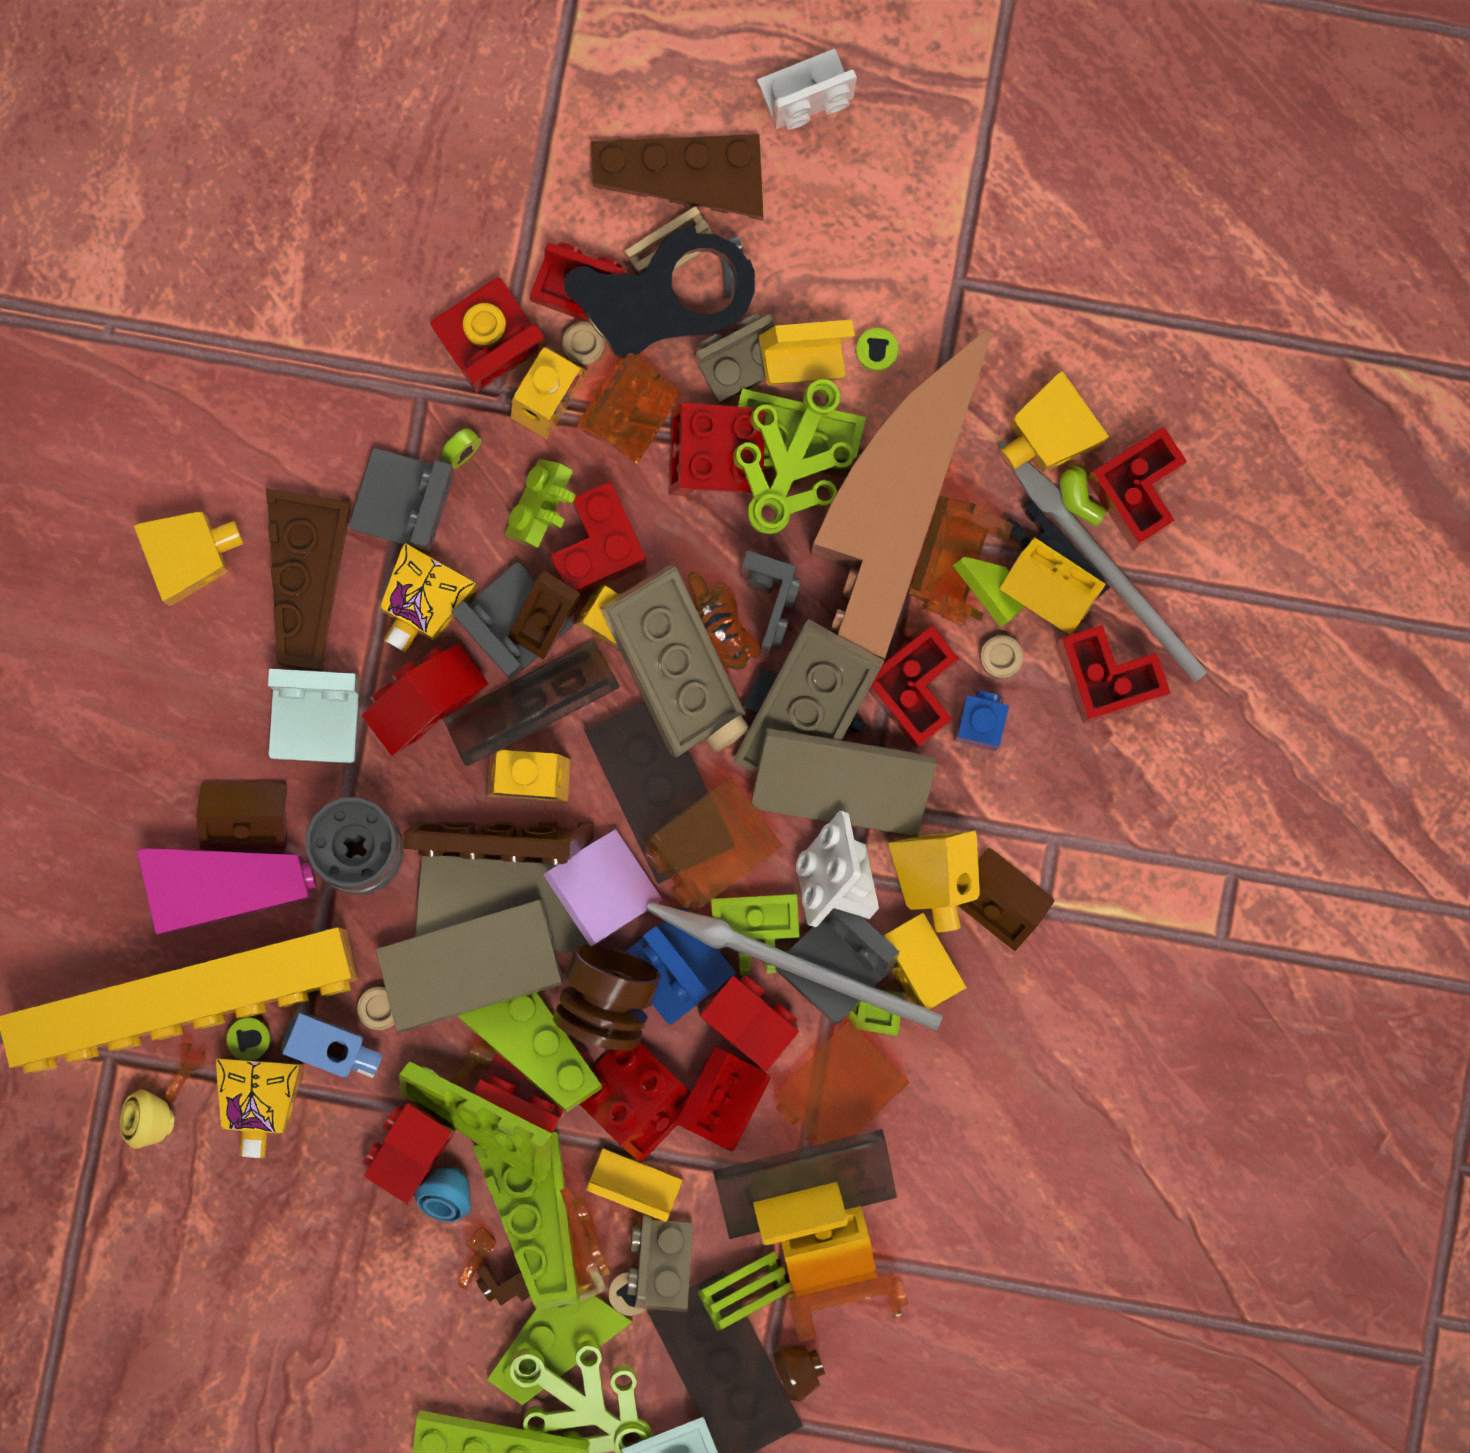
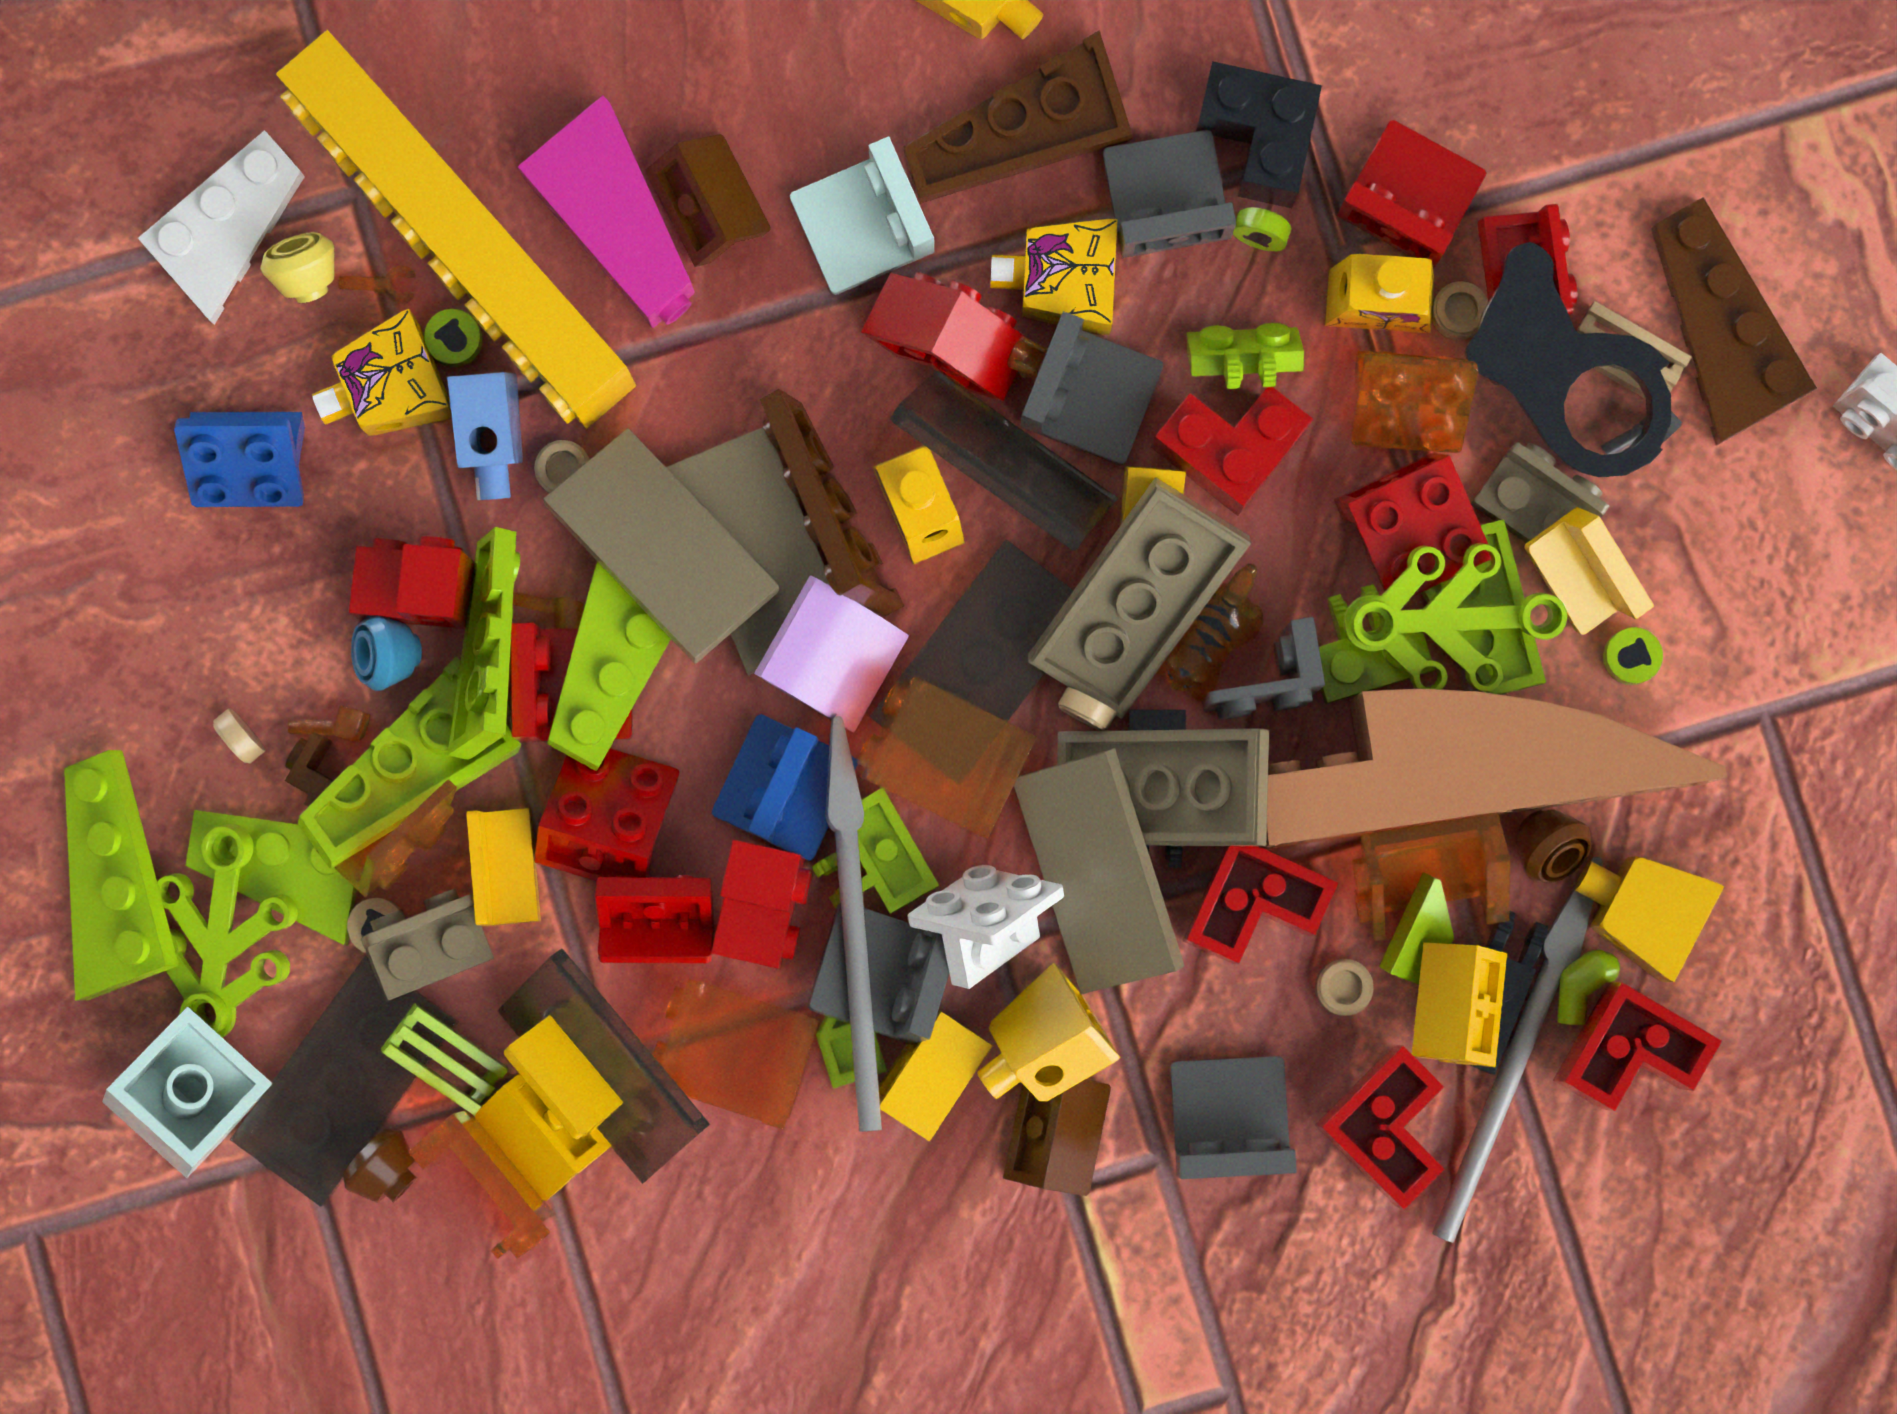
camera: 70 degrees right, 0 degrees up
(84, 1159) = (221, 223): none -> white wing
(259, 1226) = (242, 458): none -> blue bracket
(348, 822) = (727, 310): dark grey wheel -> none
(387, 402) = (1269, 115): none -> black brick
(451, 1324) = (238, 736): none -> tan tile
(468, 652) = (1026, 357): none -> clear orange hand
(484, 325) = (1421, 182): yellow tile -> none
(544, 615) = (1116, 423): reddish brown slope -> none
(606, 997) = (703, 721): reddish brown wheel -> none
(793, 541) = (1354, 670): none -> lime hinge
(977, 469) = (1552, 845): none -> reddish brown cone
(982, 721) = (1256, 1001): blue brick -> none
(1051, 777) = (1231, 1118): none -> dark grey bracket

